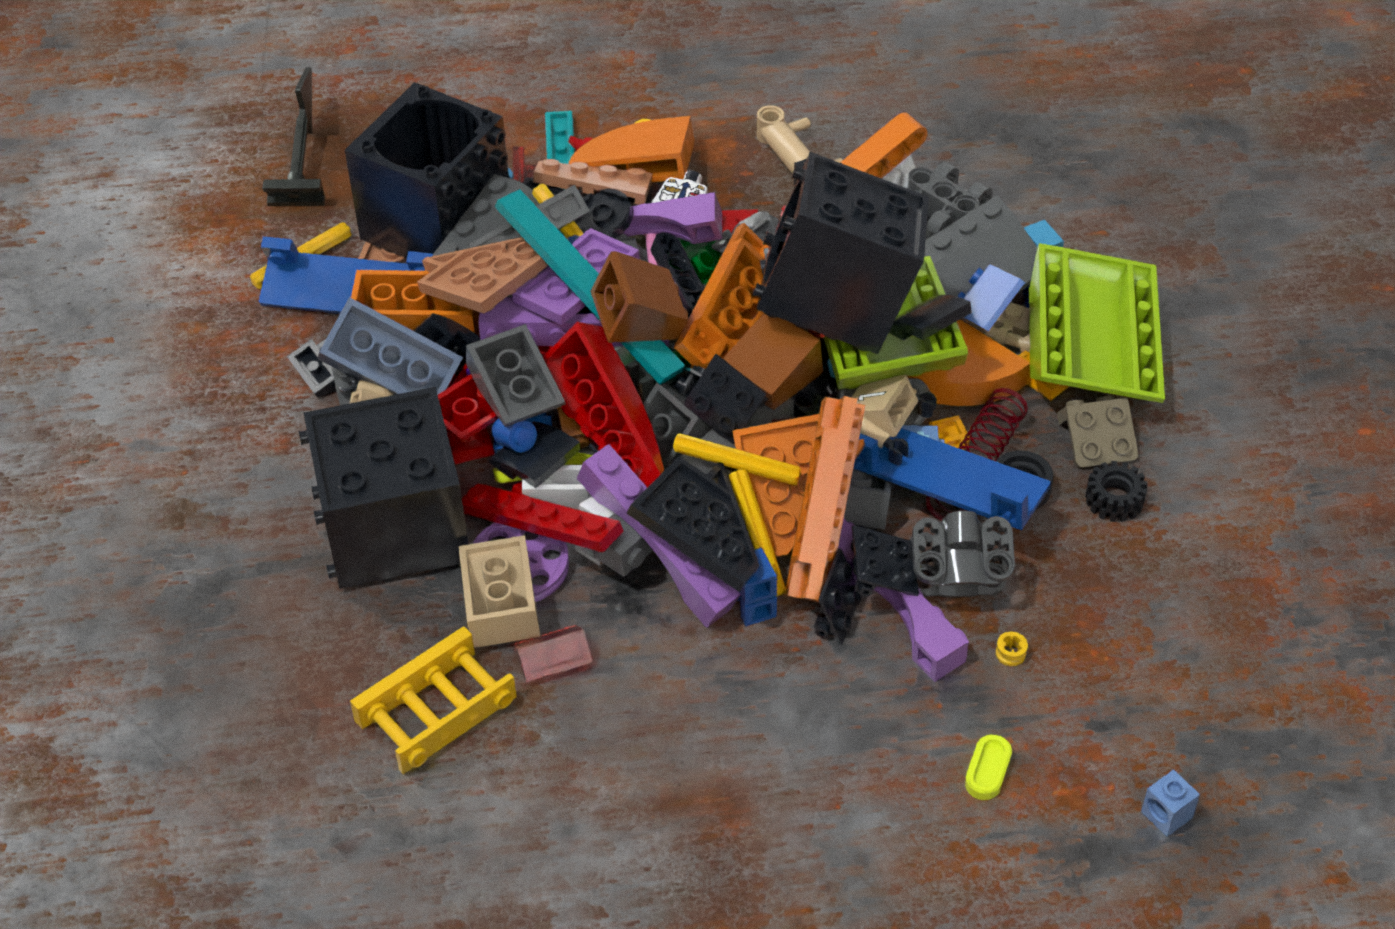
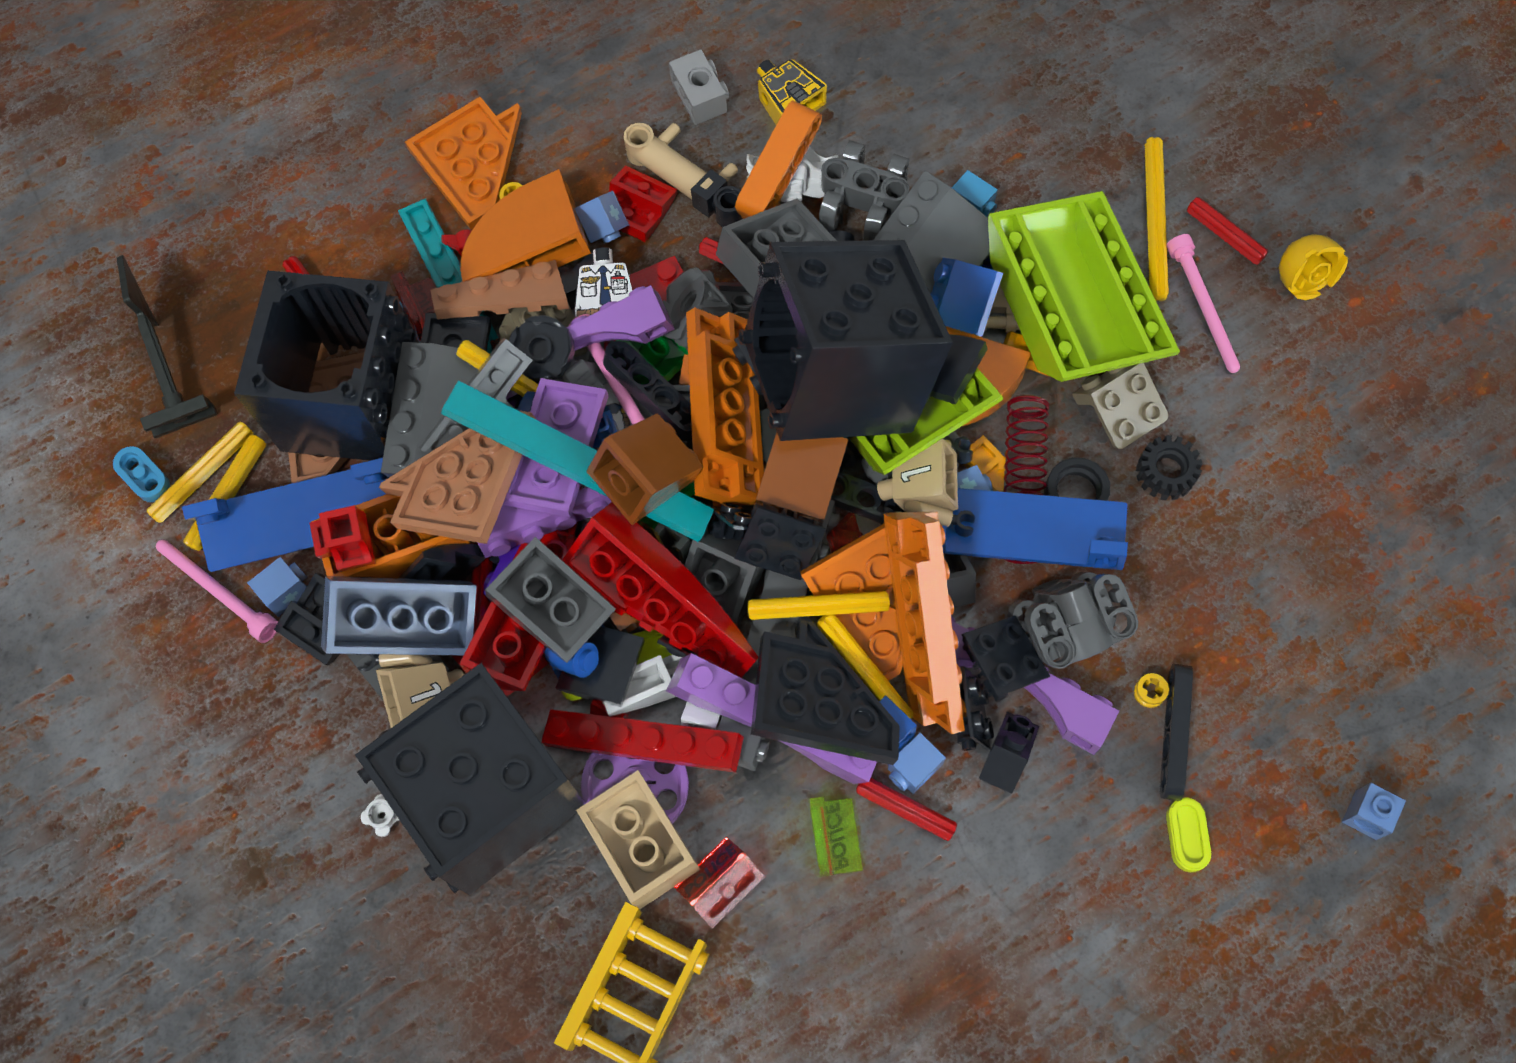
camera: 20 degrees left, 20 degrees up
(243, 222) = (142, 476): none -> dark azure plate
(277, 348) = (260, 625): none -> bright pink piece
(296, 232) = (199, 472): none -> yellow axle
(299, 508) = (371, 816): none -> white plate
(307, 324) = (279, 585): none -> medium blue brick
(376, 280) = (344, 536): none -> red brick
(624, 90) = (468, 156): none -> orange wing
(667, 654) = (835, 836): none -> clear neon green panel
(709, 159) = (602, 218): none -> medium blue brick
(743, 657) = (907, 808): none -> red axle
(744, 165) = (642, 201): none -> red slope
(767, 625) = (916, 764): none -> medium blue brick
(842, 100) = (698, 86): none -> light grey brick
(854, 644) = (1009, 752): none -> black slope
(931, 118) = (788, 83): none -> torso
(1016, 683) = (1176, 732): none -> black beam
(1204, 312) = (1156, 218): none -> yellow axle
(1215, 339) = (1182, 249): none -> bright pink piece
(1267, 340) = (1227, 230): none -> red axle
(1329, 384) = (1311, 265): none -> yellow cylinder

